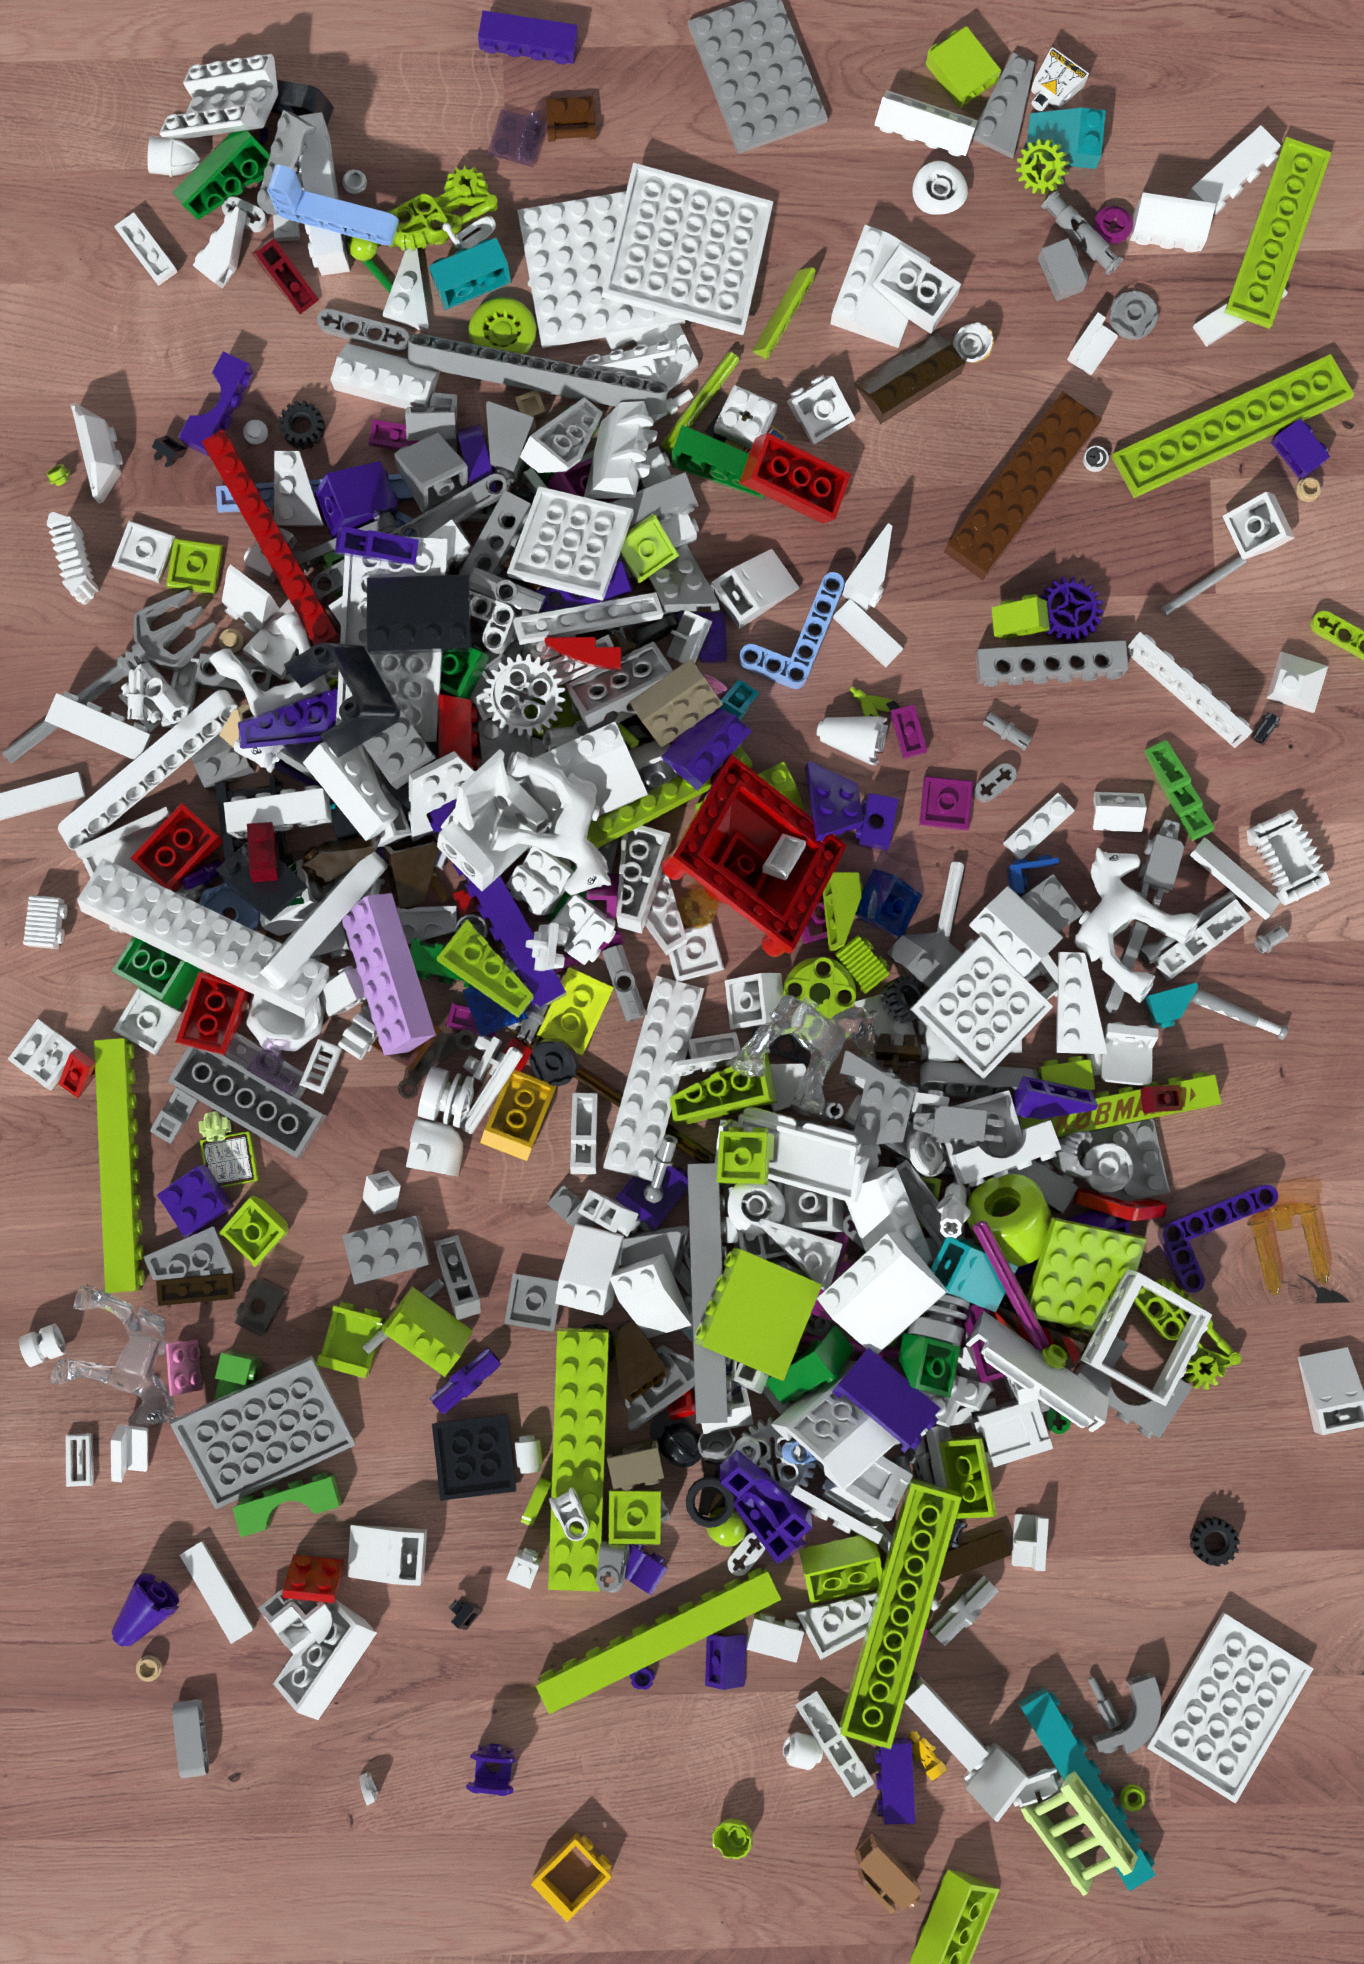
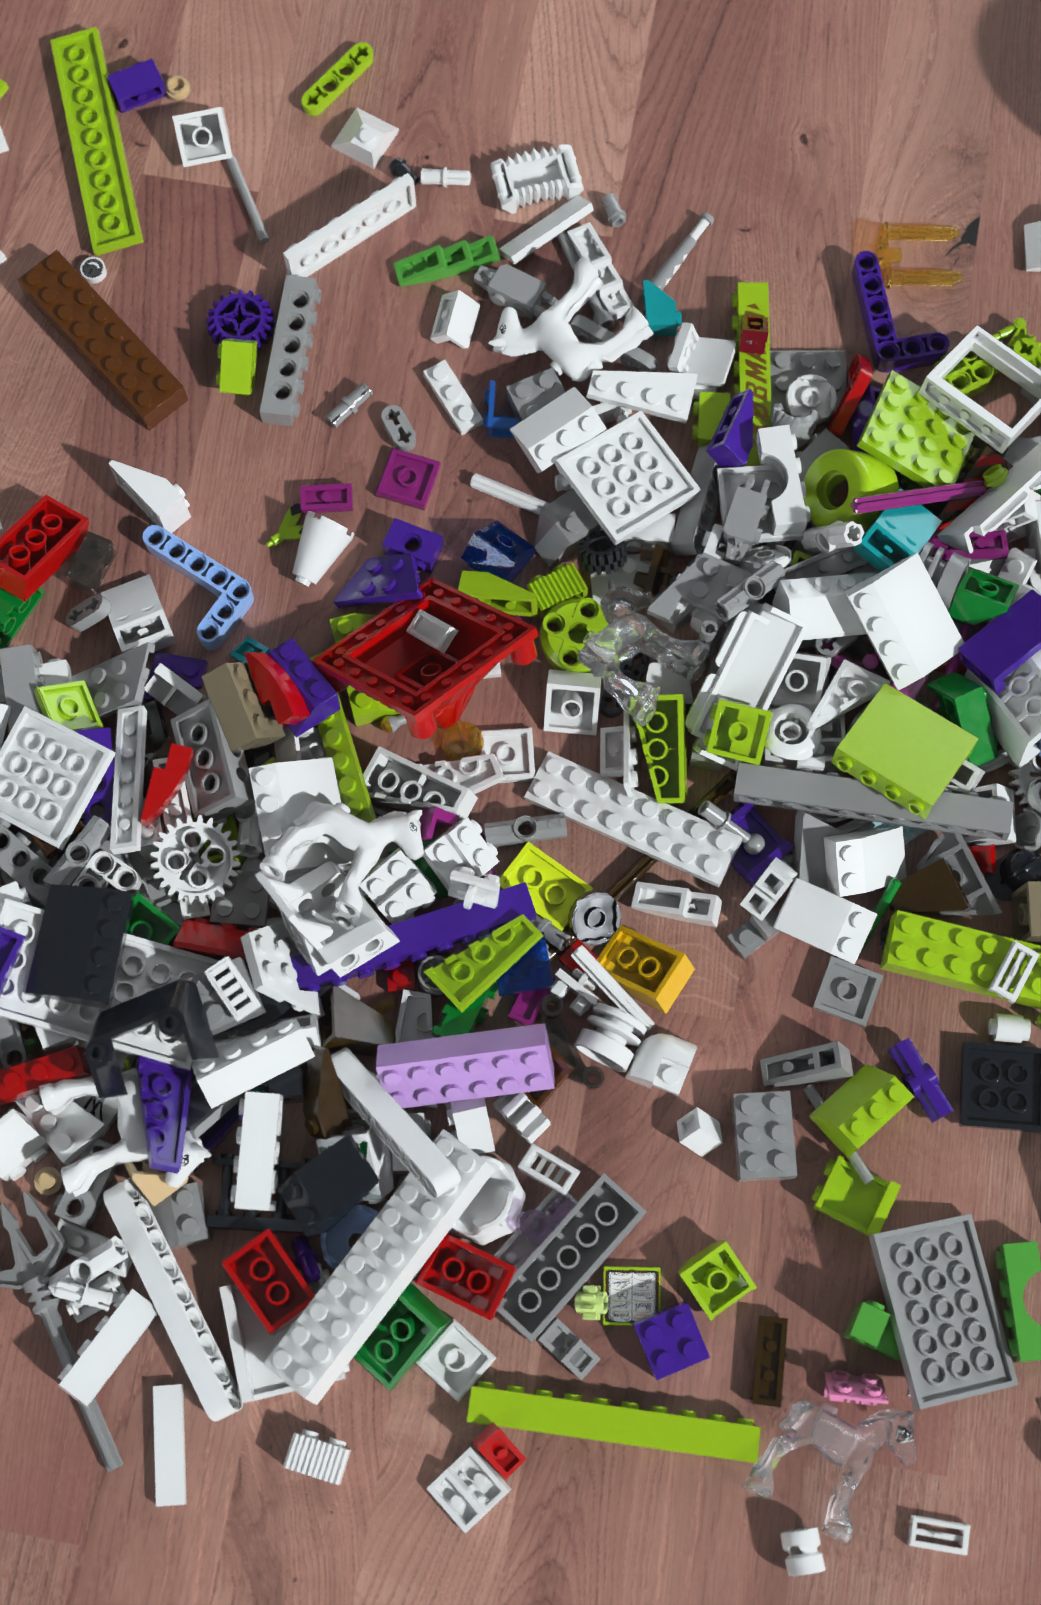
camera: 75 degrees left, 10 degrees down
(128, 1451) = (938, 1469): white panel -> none
(190, 1257) = (732, 1357): light grey wing -> none
(262, 852) = (301, 1173): dark red brick -> none
(272, 1295) = (818, 1292): clear smoke brick -> none
(412, 754) = (217, 984): none -> white slope
(550, 1440) = (1002, 992): none -> white tile
(617, 1320) = (883, 904): none -> green bar
(697, 728) = (277, 689): none -> red slope
(747, 542) = (88, 612): none -> light grey beam
(795, 532) = (91, 563): none -> clear smoke brick
(867, 633) = (214, 517): white tile -> none
(868, 1131) = (739, 597): none -> light grey piece
(1270, 768) = (445, 177): none -> white axle

